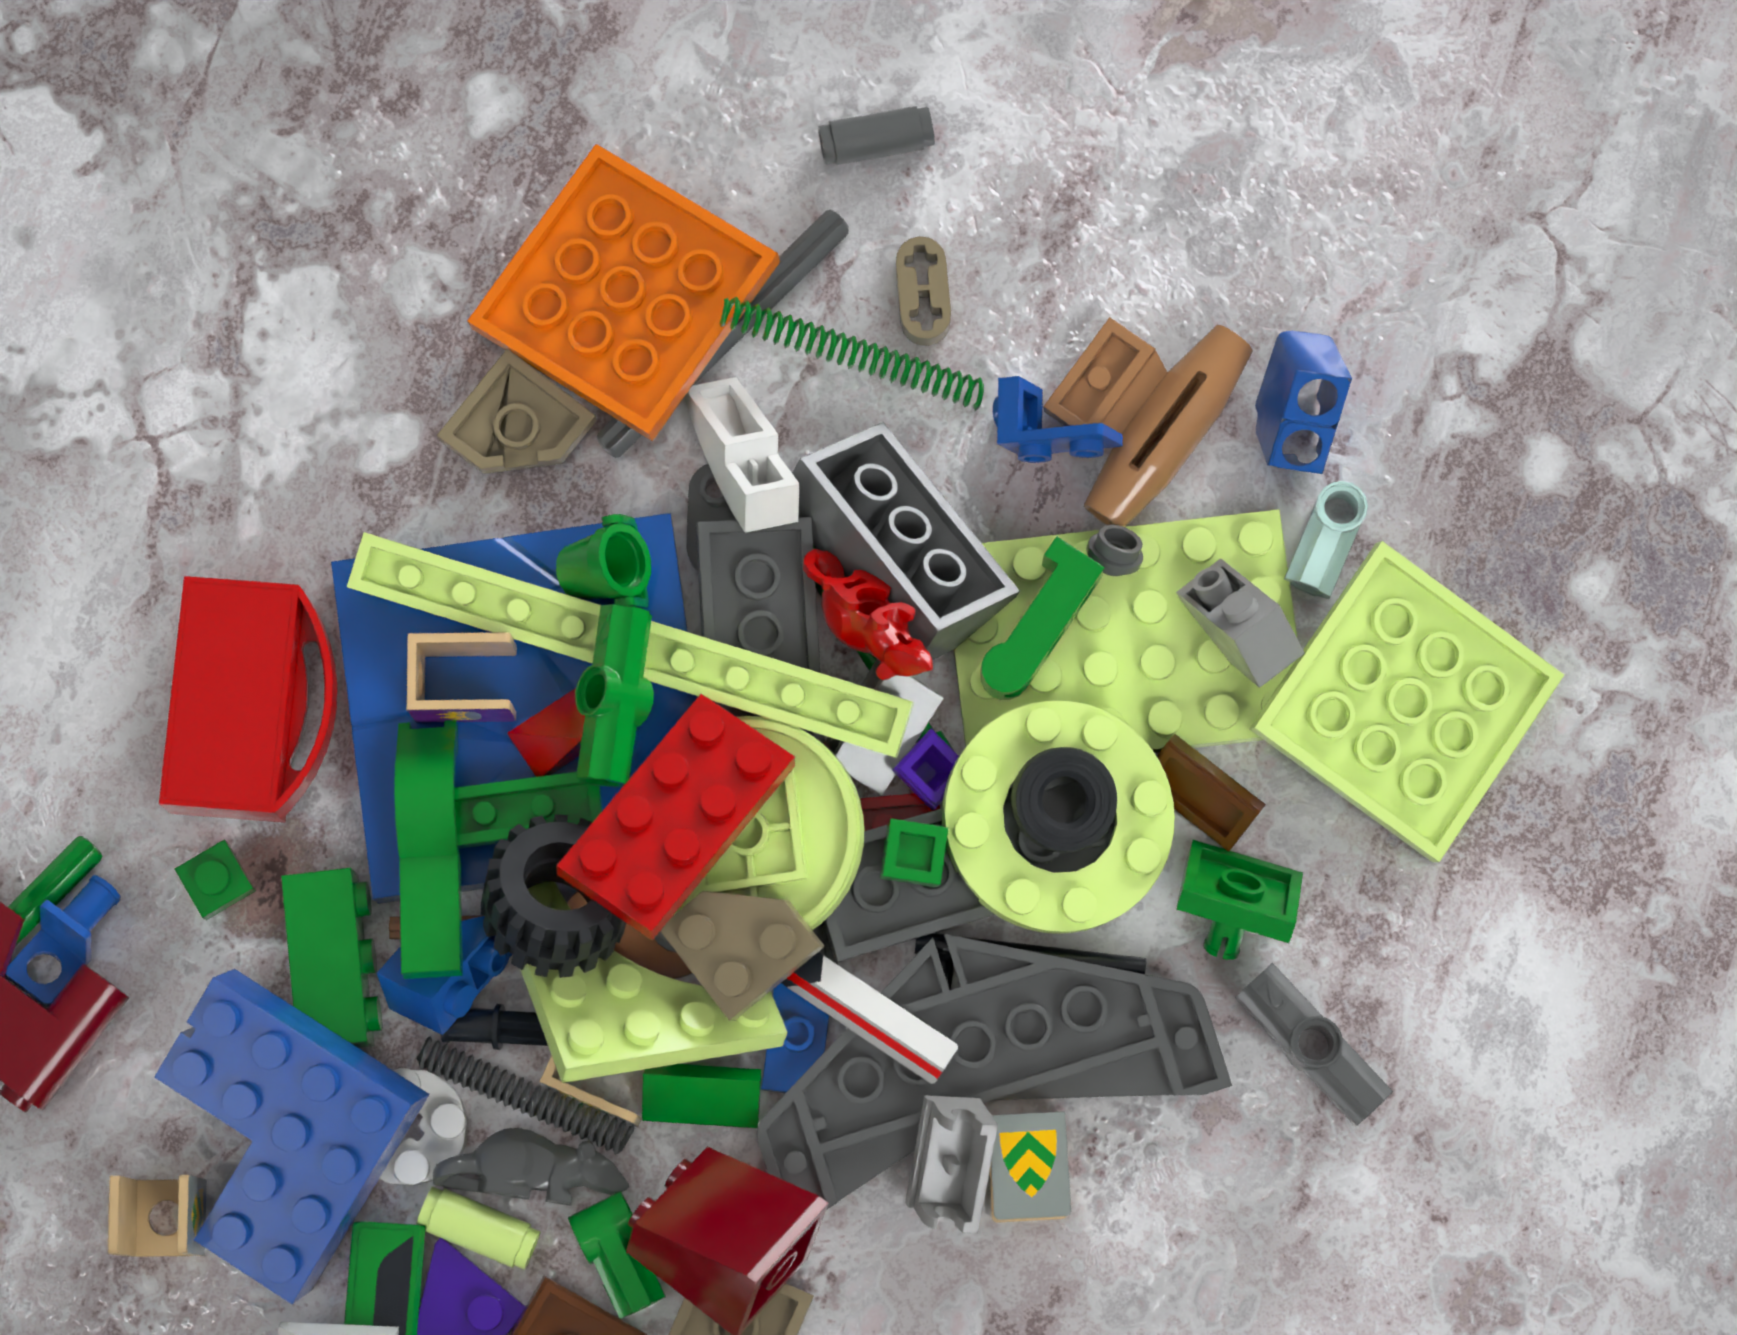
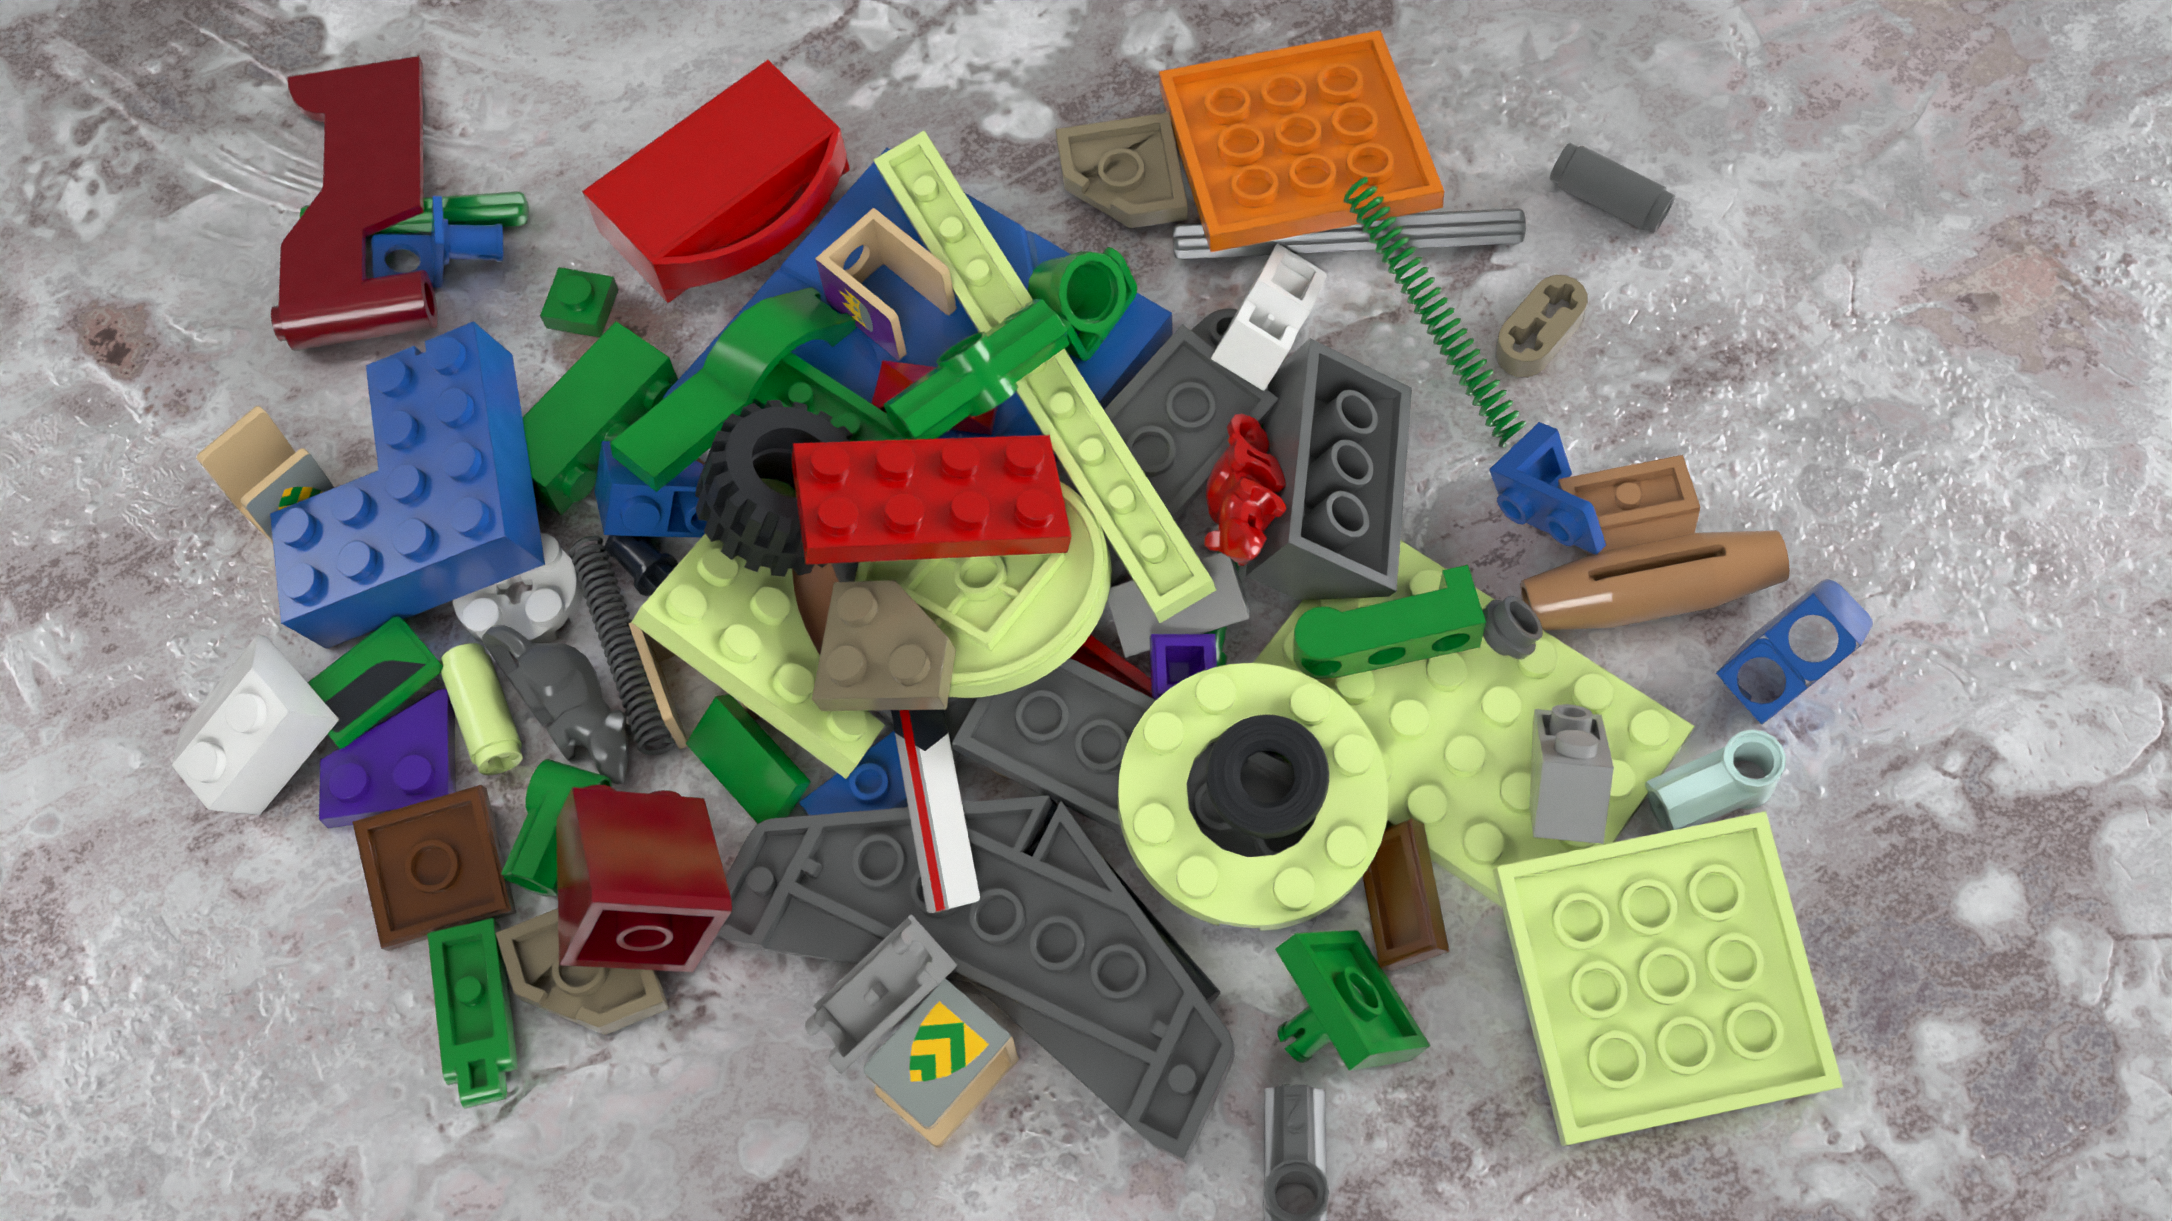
camera: 50 degrees right, 15 degrees down
(914, 853) = (1097, 707): green plate -> none

